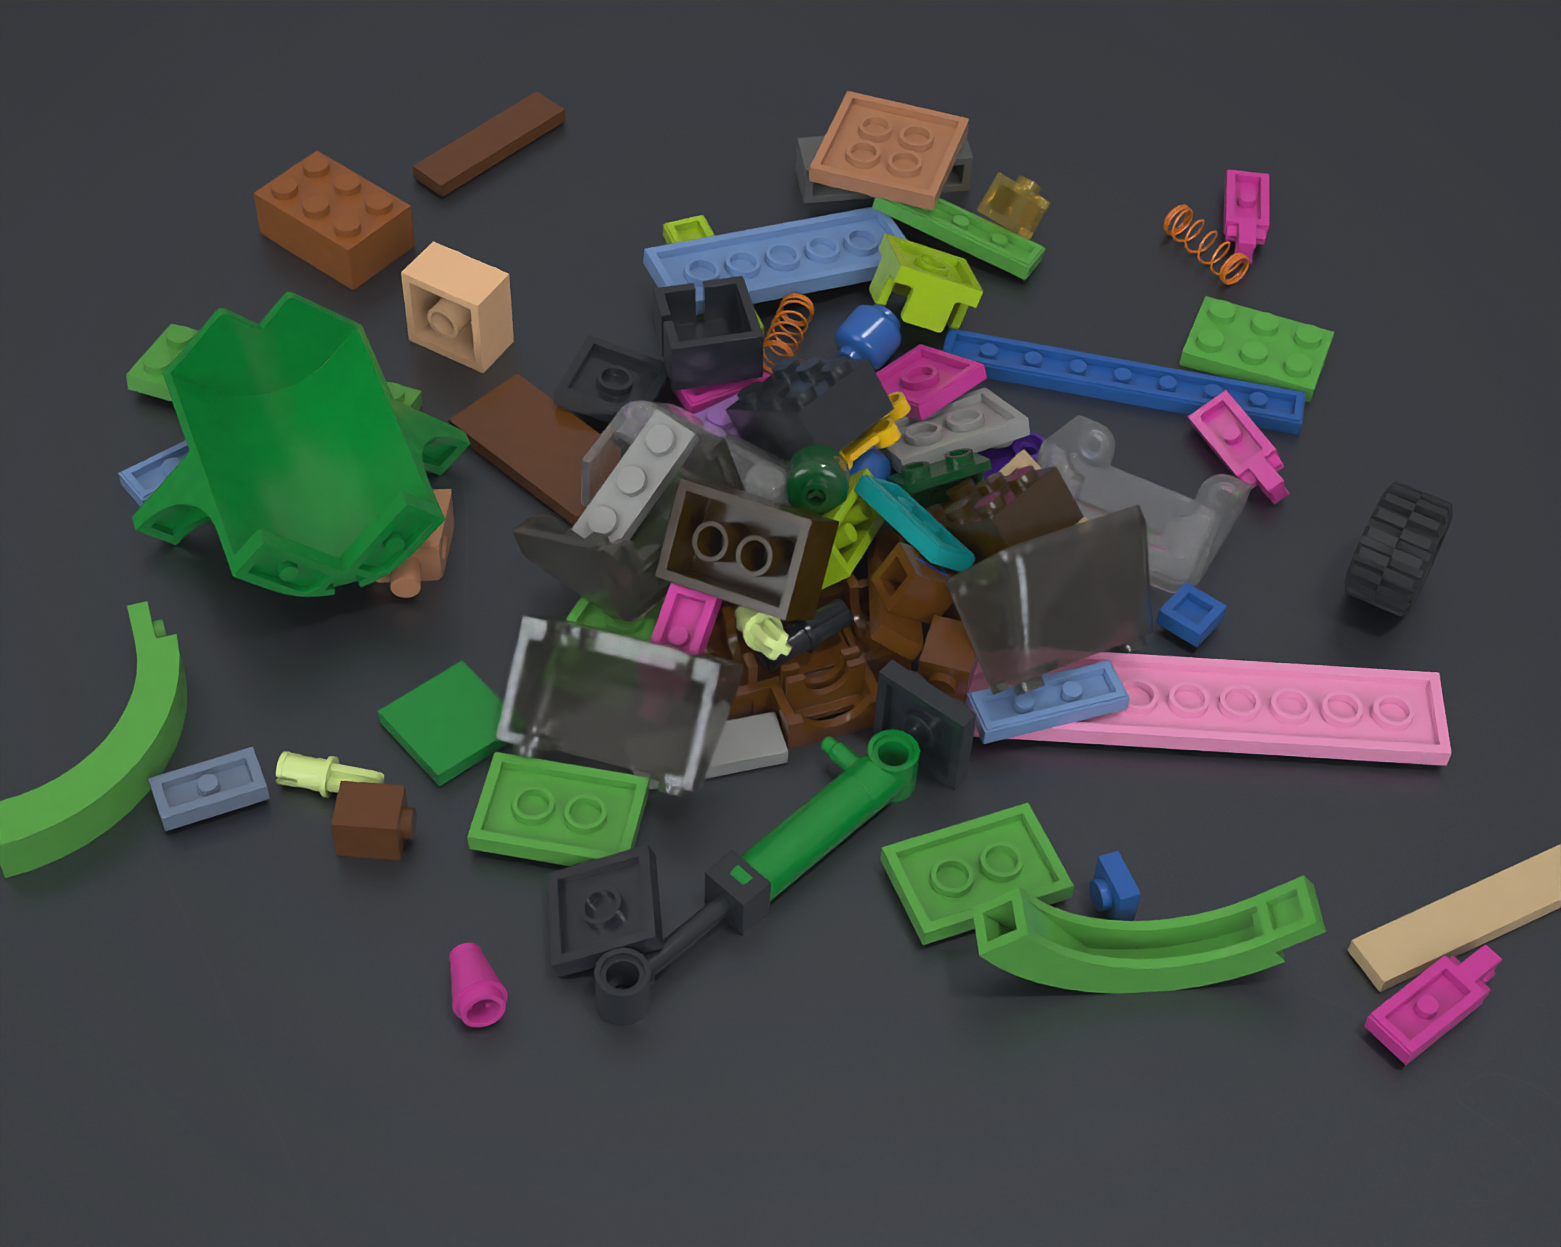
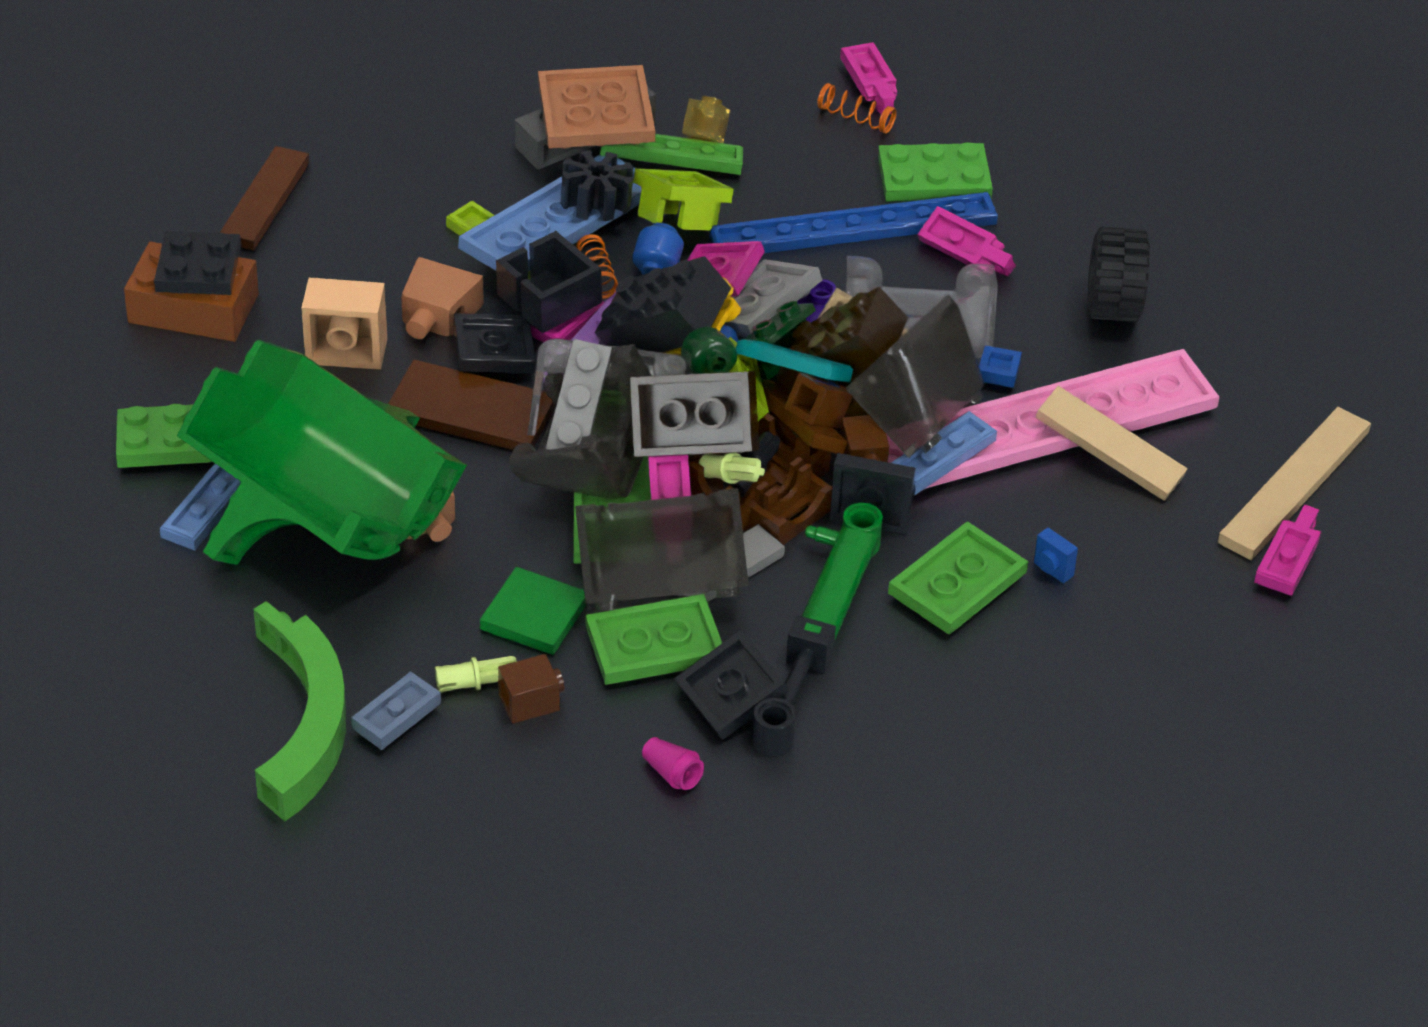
camera: 25 degrees left, 5 degrees down
(339, 188) = (197, 263): none -> black plate
(588, 304) = (436, 294): none -> nougat torso
(833, 239) = (596, 185): none -> black gear
(1144, 956) = (1106, 584): bright green arch -> none
(1273, 766) = (1111, 443): none -> tan tile

